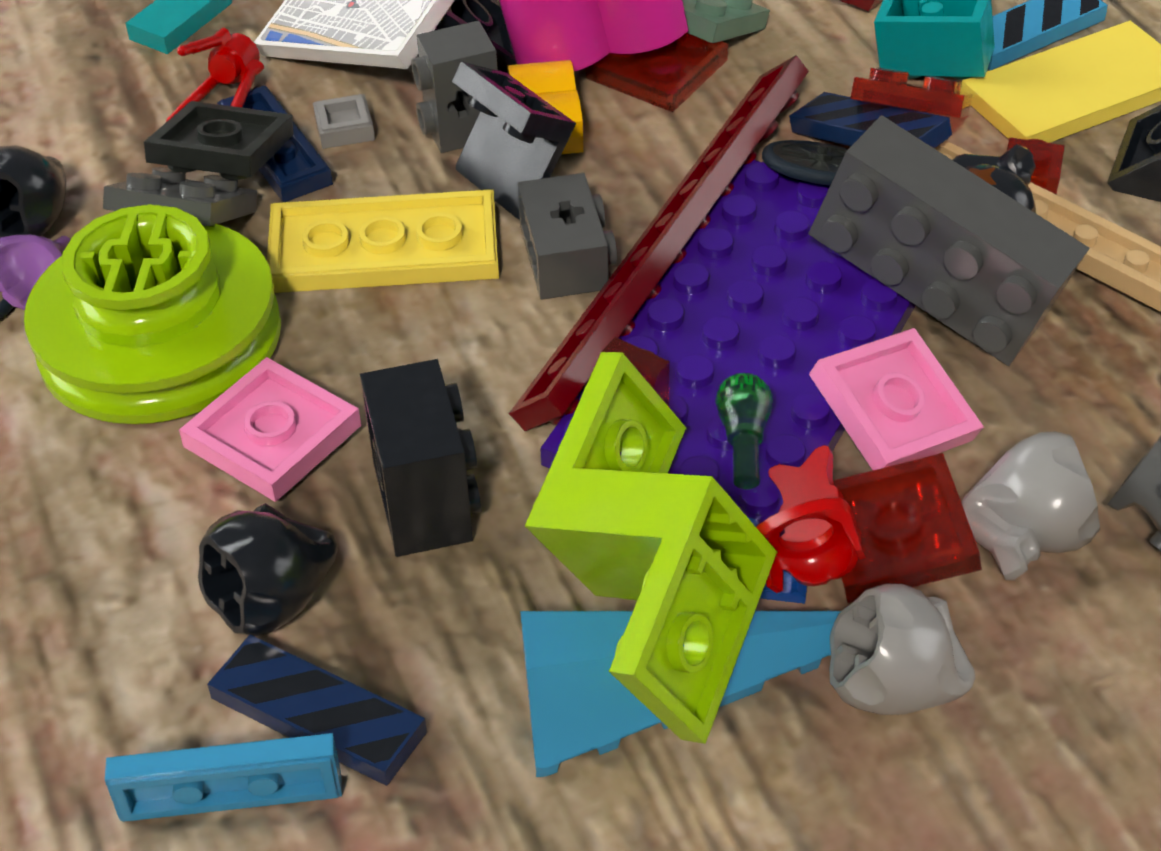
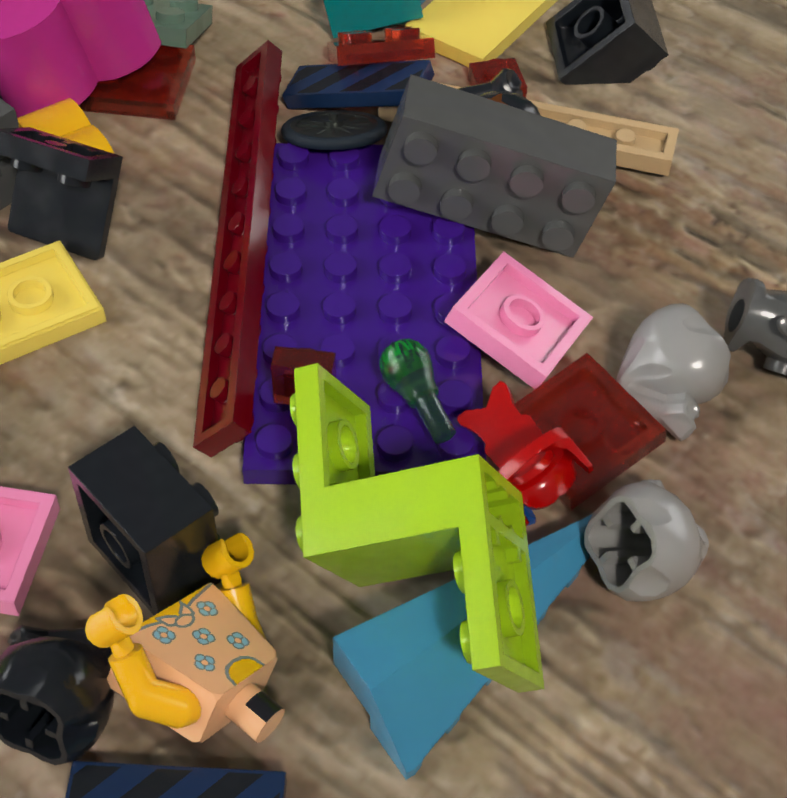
camera: 30 degrees left, 5 degrees up
(393, 587) = (197, 658): none -> torso
(565, 235) = (152, 263): dark grey brick -> none

